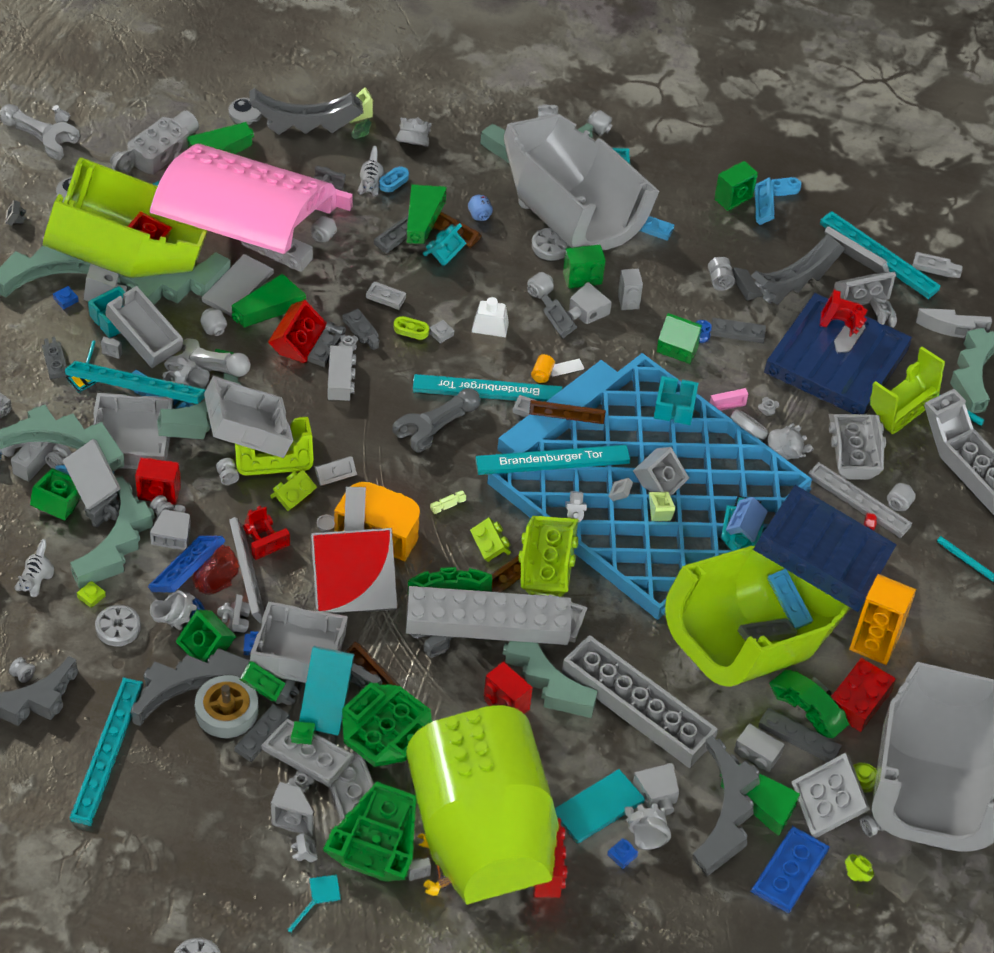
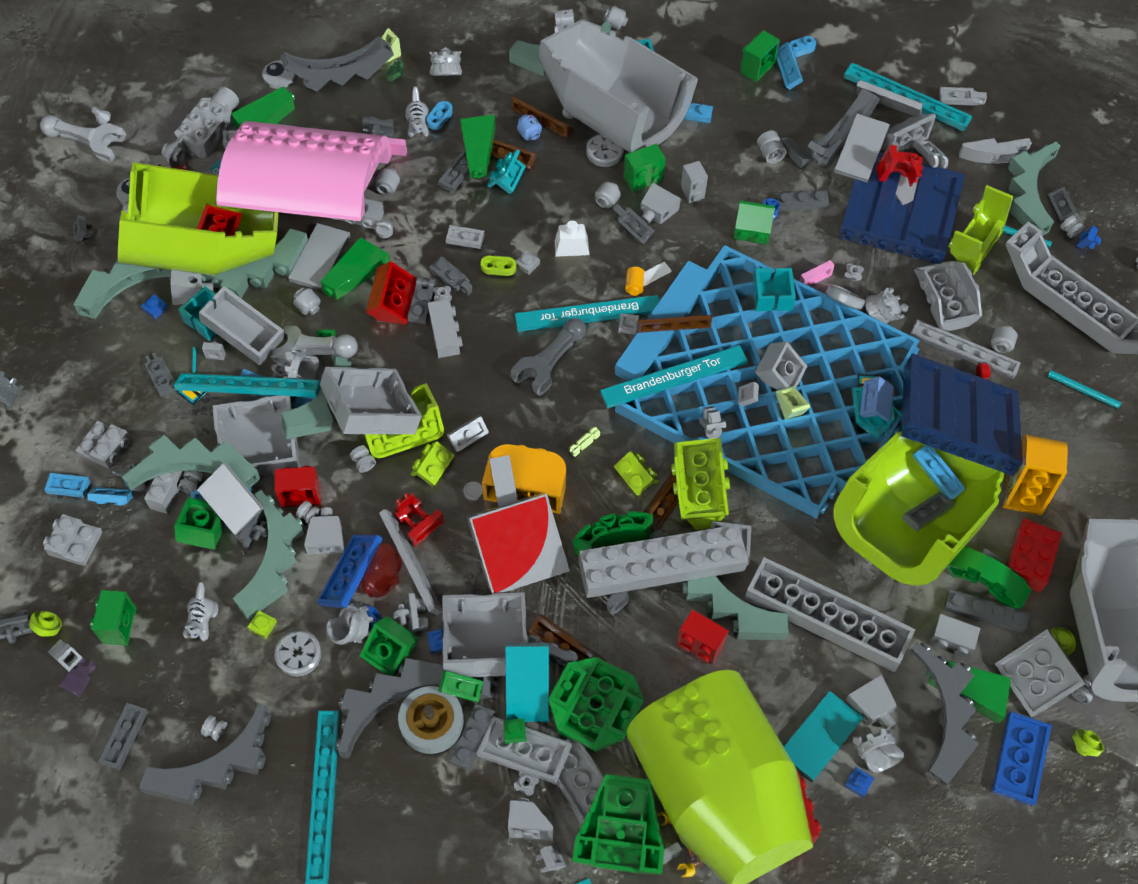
camera: 10 degrees left, 10 degrees up
(308, 273) = (384, 229): none -> light grey tile
(496, 201) = (543, 118): none -> reddish brown slope
(810, 290) = (861, 148): none -> light grey tile

